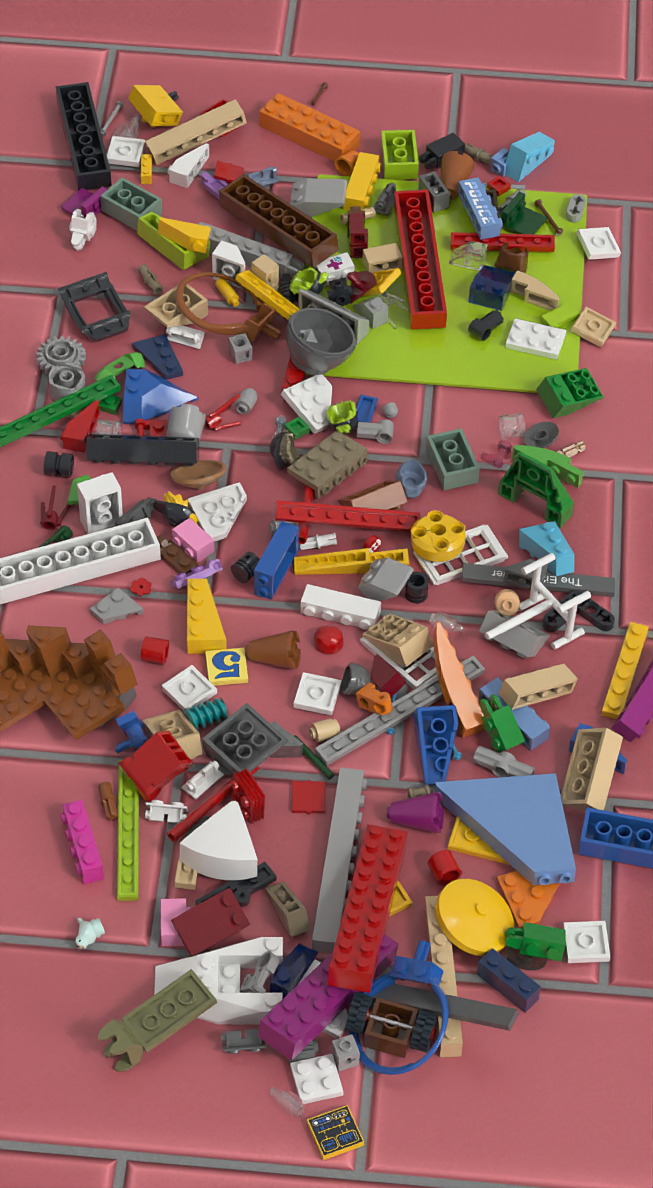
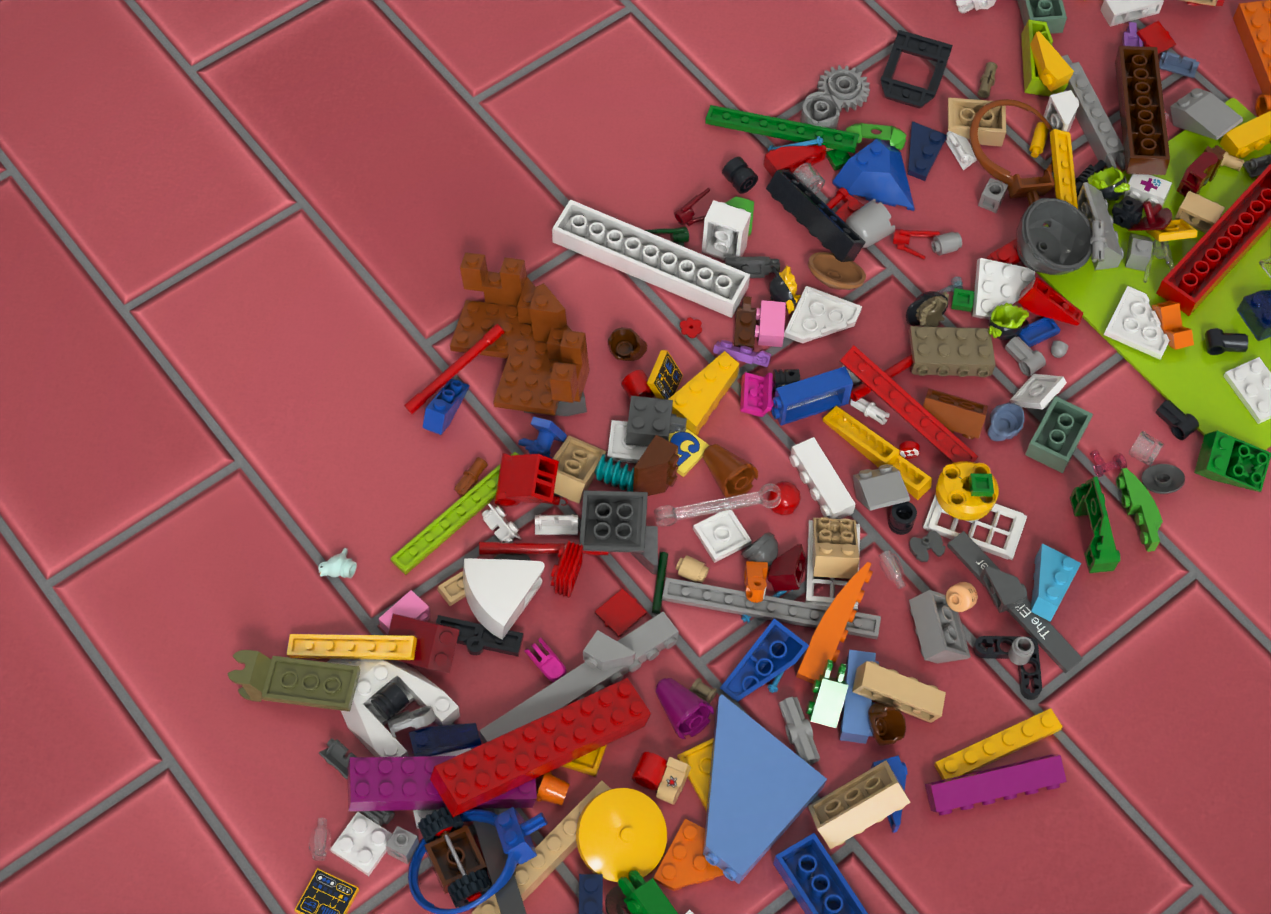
camera: 45 degrees right, 10 degrees up
(12, 781) = (421, 398): none -> red piece
(35, 772) = (444, 406): none -> blue slope
(83, 842) = (413, 491): dark pink brick -> none
(90, 399) = (819, 141): none -> dark azure axle
(114, 628) = (626, 345): none -> reddish brown hair
(115, 607) = (653, 327): light grey wing -> none
(166, 966) = (352, 646): none -> yellow plate
(168, 629) = (664, 376): none -> tile
(193, 661) = (651, 418): none -> dark grey hinge
(233, 680) = (656, 467): none -> reddish brown slope
(233, 974) = (390, 701): none -> black piece
(237, 590) = (756, 394): none -> dark pink bracket
(267, 271) = (1082, 147): tan brick -> none
(270, 709) = (669, 515): none -> clear piece
(288, 908) = (496, 687): dark tan slope -> none
(300, 864) = (550, 664): none -> dark pink arm
(338, 819) = (607, 653): none -> light grey slope
(350, 318) = (1098, 241): none -> light grey pin
(351, 386) = (1046, 302): none -> red slope
(401, 932) = (552, 789): none -> orange piece
(410, 443) = (1038, 391): none -> white plate
(422, 357) = (1137, 324): none -> white plate
(438, 339) = (1171, 324): none -> orange brick
(445, 596) = (920, 546): none -> dark grey piece
(448, 522) = (981, 485): none -> green plate
(465, 859) = (673, 780): none -> tan leg
(514, 395) = (1180, 424): none -> black piece
(550, 601) = (993, 613): white piece -> none
(553, 710) = (886, 724): none -> reddish brown hair
(573, 449) = (1176, 513): axle -> none
(584, 606) = (1021, 650): none -> light grey brick

